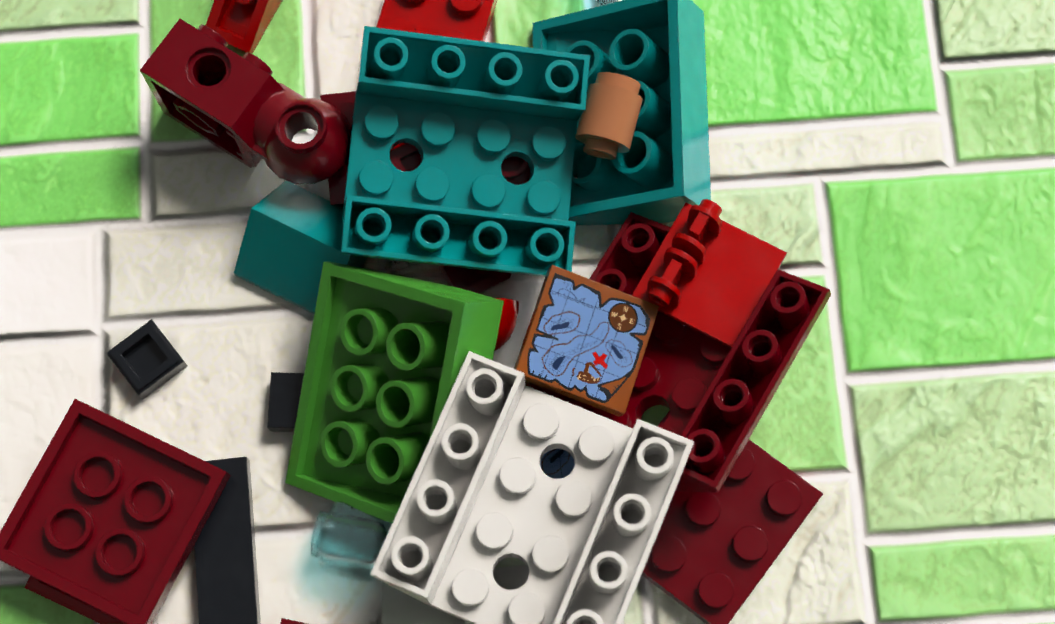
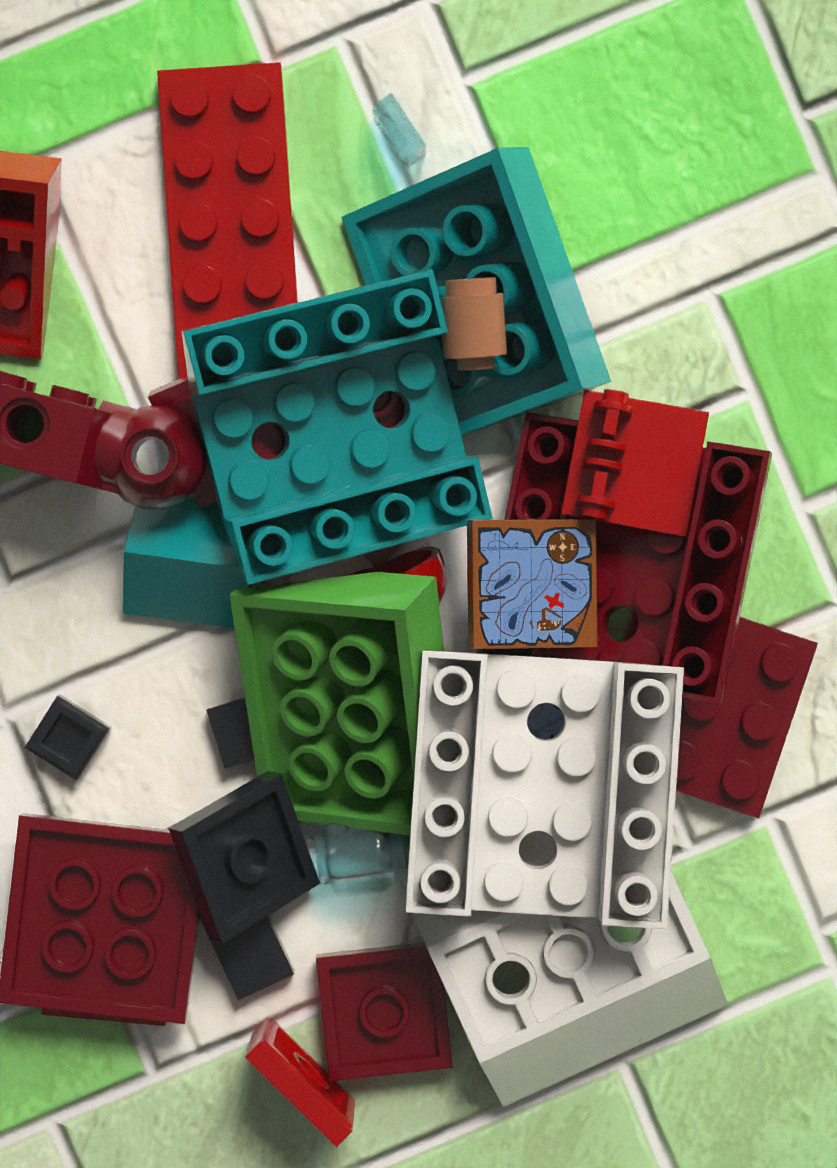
camera: 25 degrees left, 15 degrees up
(252, 500) = (244, 856): none -> black plate

